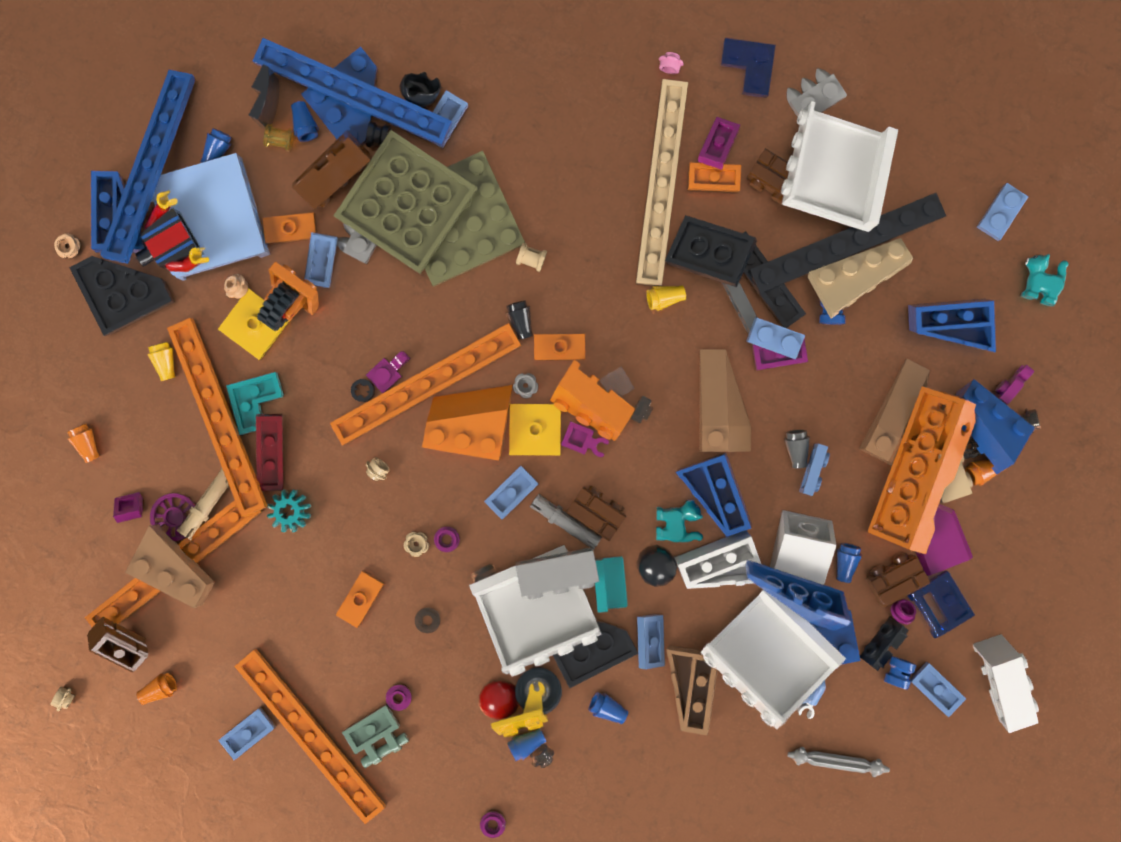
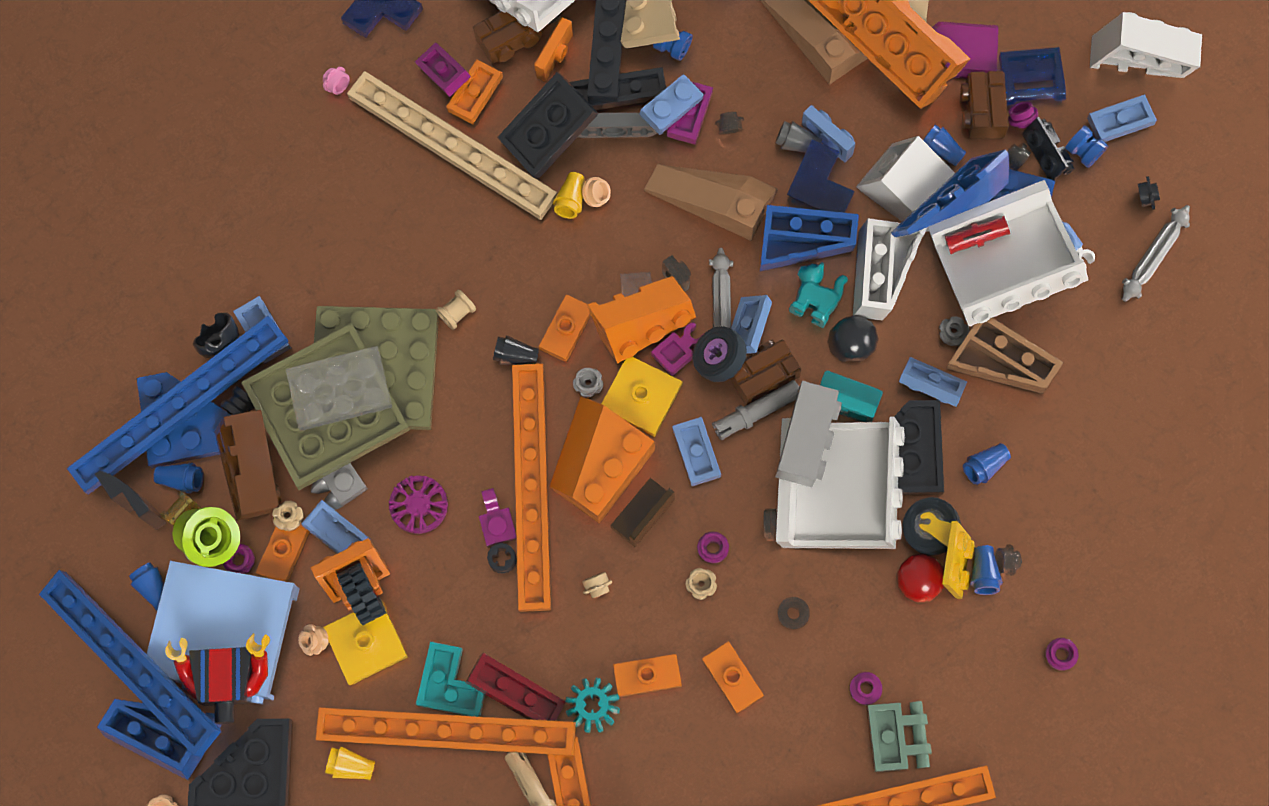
camera: 60 degrees left, 15 degrees down
(263, 192) = (248, 563): none -> magenta plate
(265, 169) = (206, 536): none -> lime piece
(310, 225) = (290, 523): none -> tan plate
(331, 537) = (647, 675): none -> orange plate
(372, 308) = (418, 504): none -> magenta wheel
(419, 207) = (338, 388): none -> clear plate
(447, 475) = (643, 512): none -> dark brown panel
(597, 483) = (732, 357): none -> black bush
(626, 484) = (751, 320): none -> medium blue plate
(634, 455) = (721, 291): none -> light grey wheel
(678, 314) = (596, 191): none -> light nougat plate
(695, 633) = (950, 338): none -> light grey plate
(764, 477) = (812, 181): none -> clear blue plate
(779, 625) = (998, 228): none -> red pin
(780, 222) = (554, 49): none -> orange plate
(785, 389) = (729, 123): none -> clear smoke plate
(865, 622) = (1017, 156): none -> clear smoke plate
(884, 736) = (1148, 193): none -> black plate

